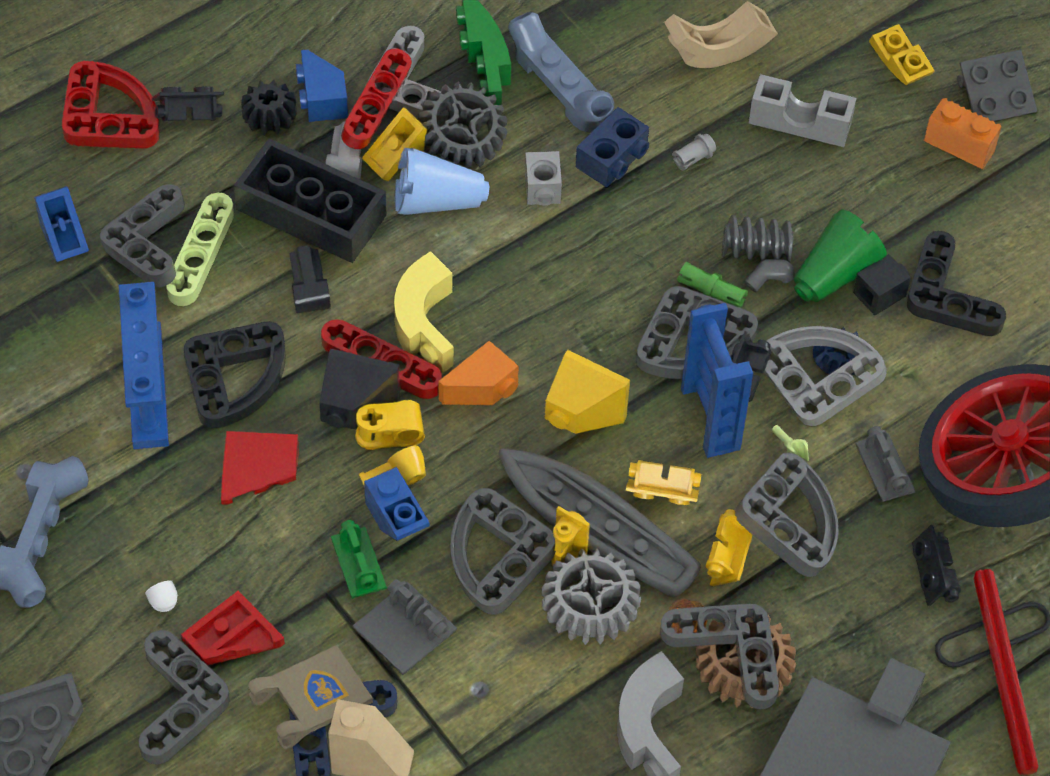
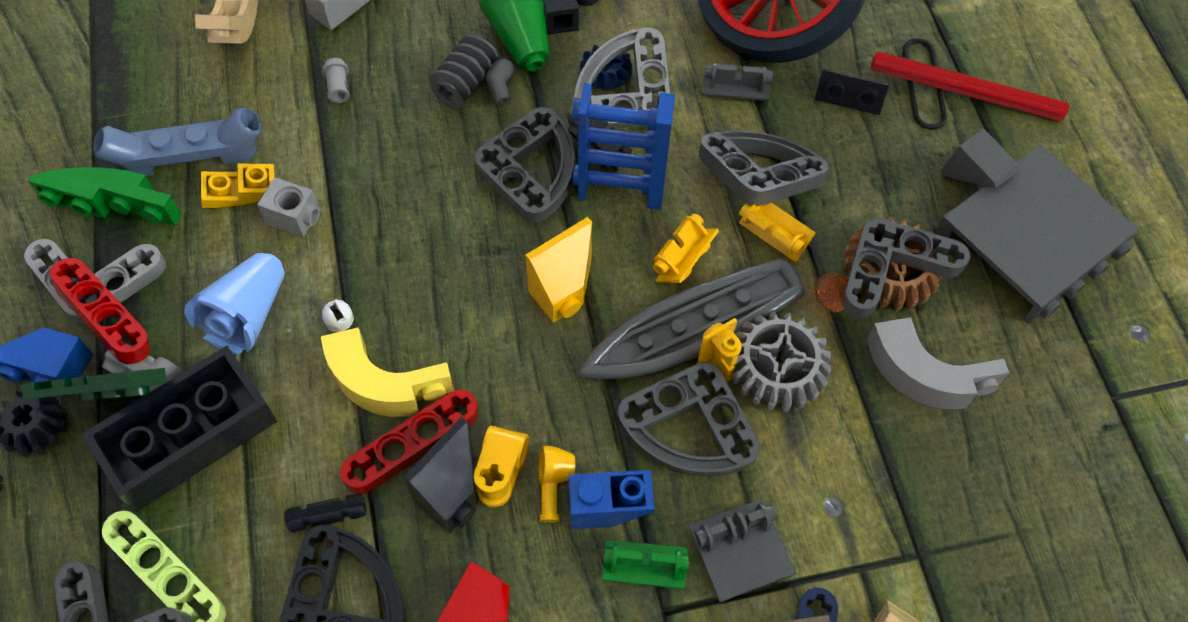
camera: 65 degrees left, 5 degrees up
(294, 328) = (325, 512): none -> black axle
(309, 287) = (287, 476): black piece -> none
(316, 131) = (98, 386): none -> dark green wing
(386, 151) = (163, 310): yellow slope -> none
(470, 262) = (330, 320): none -> white hinge
(480, 378) = (489, 354): orange slope -> none
(481, 112) = (167, 235): dark grey gear -> none
(544, 132) = (235, 188): none -> yellow slope
(612, 147) = (292, 138): dark blue brick -> none
(712, 285) = (487, 127): bright green pin -> none
(795, 446) = (691, 135): yellowish green hand -> none

